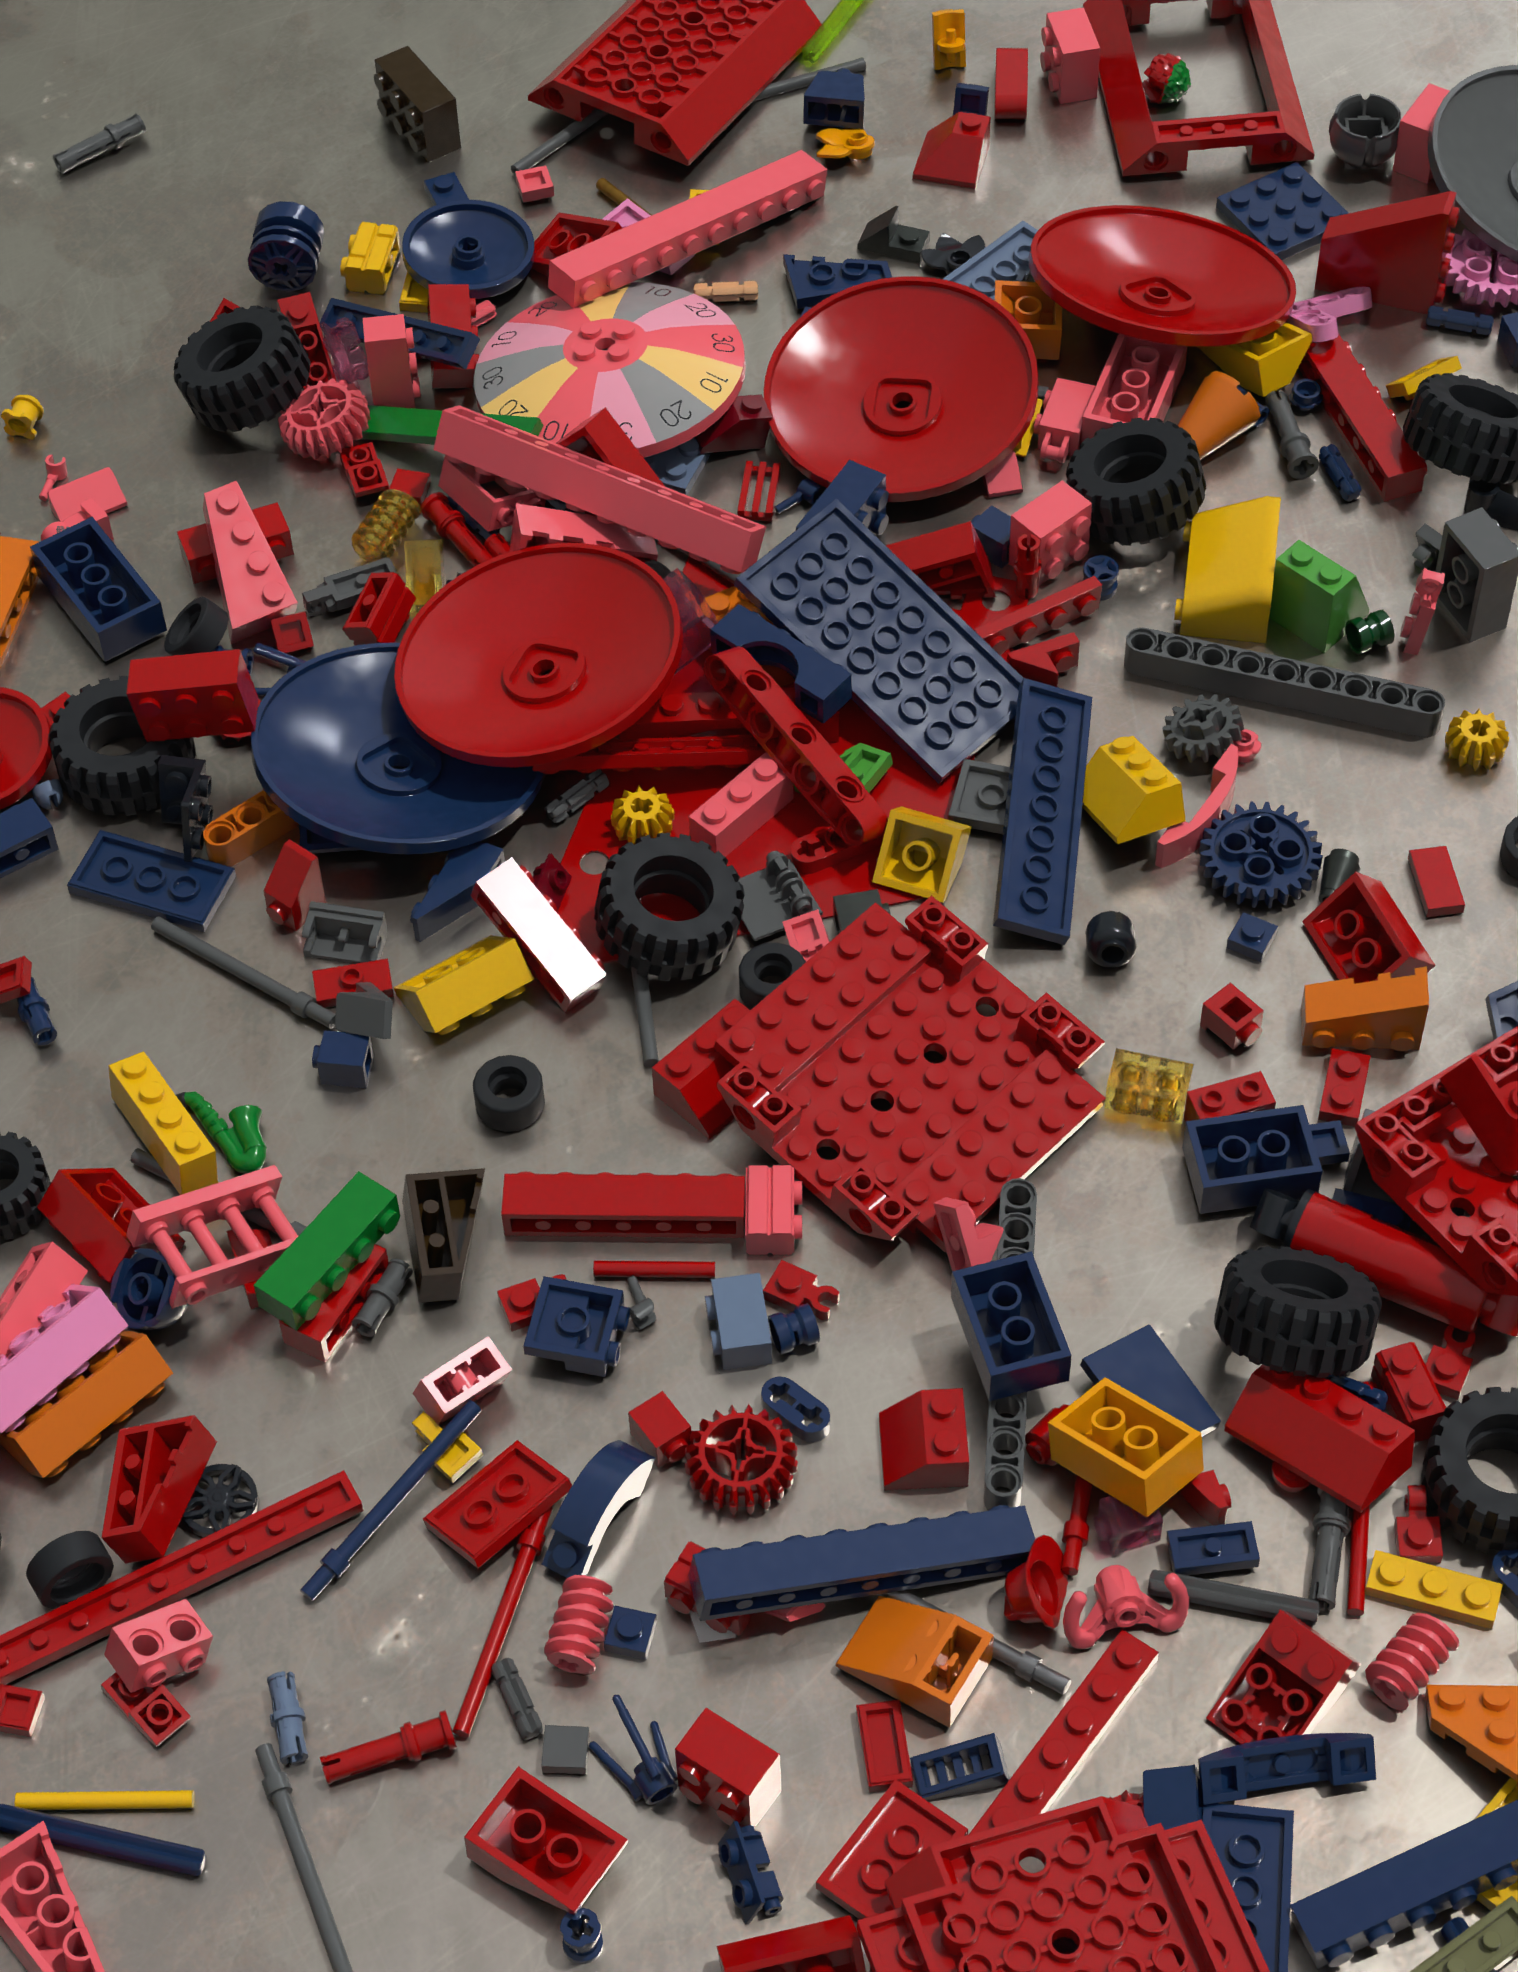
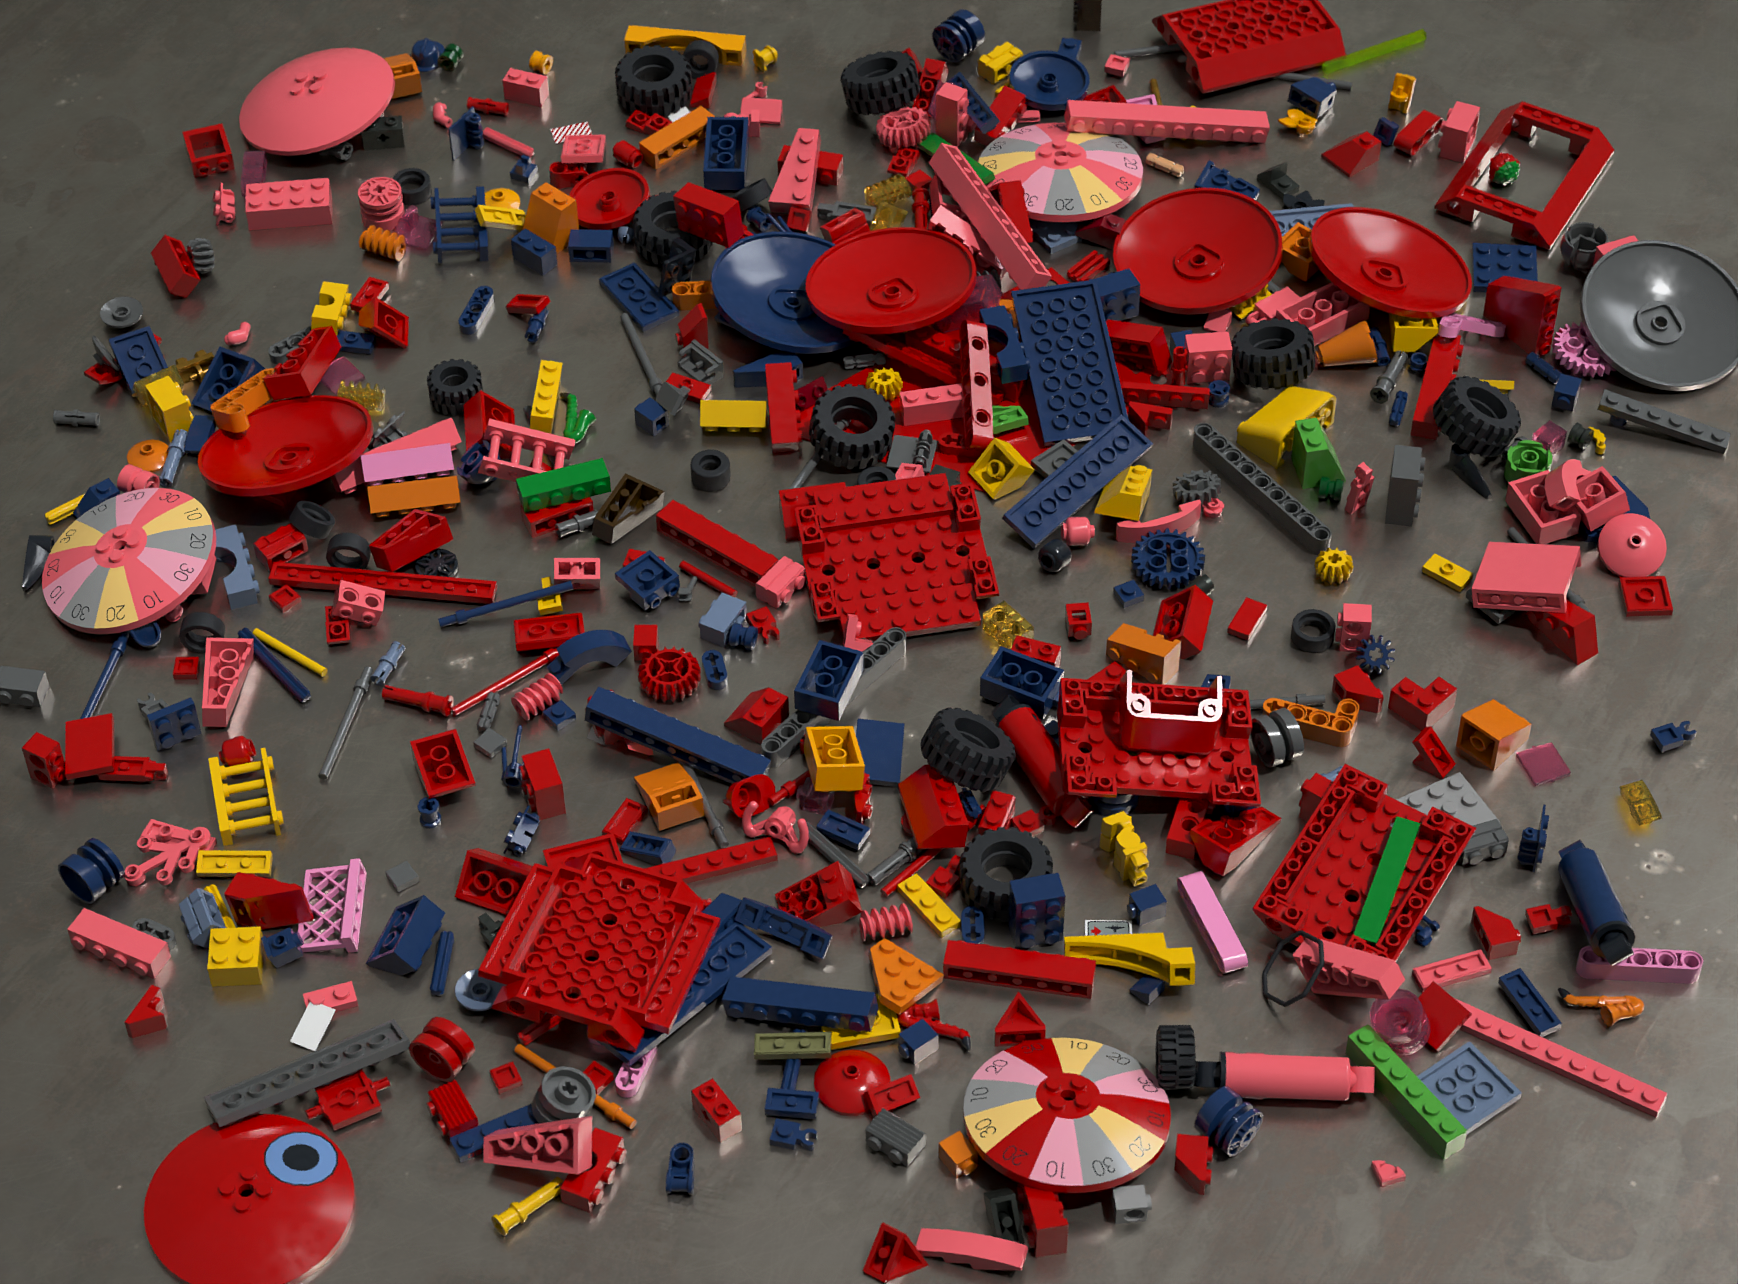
camera: 35 degrees right, 5 degrees down
(1108, 885) = (1077, 531): none -> coral head

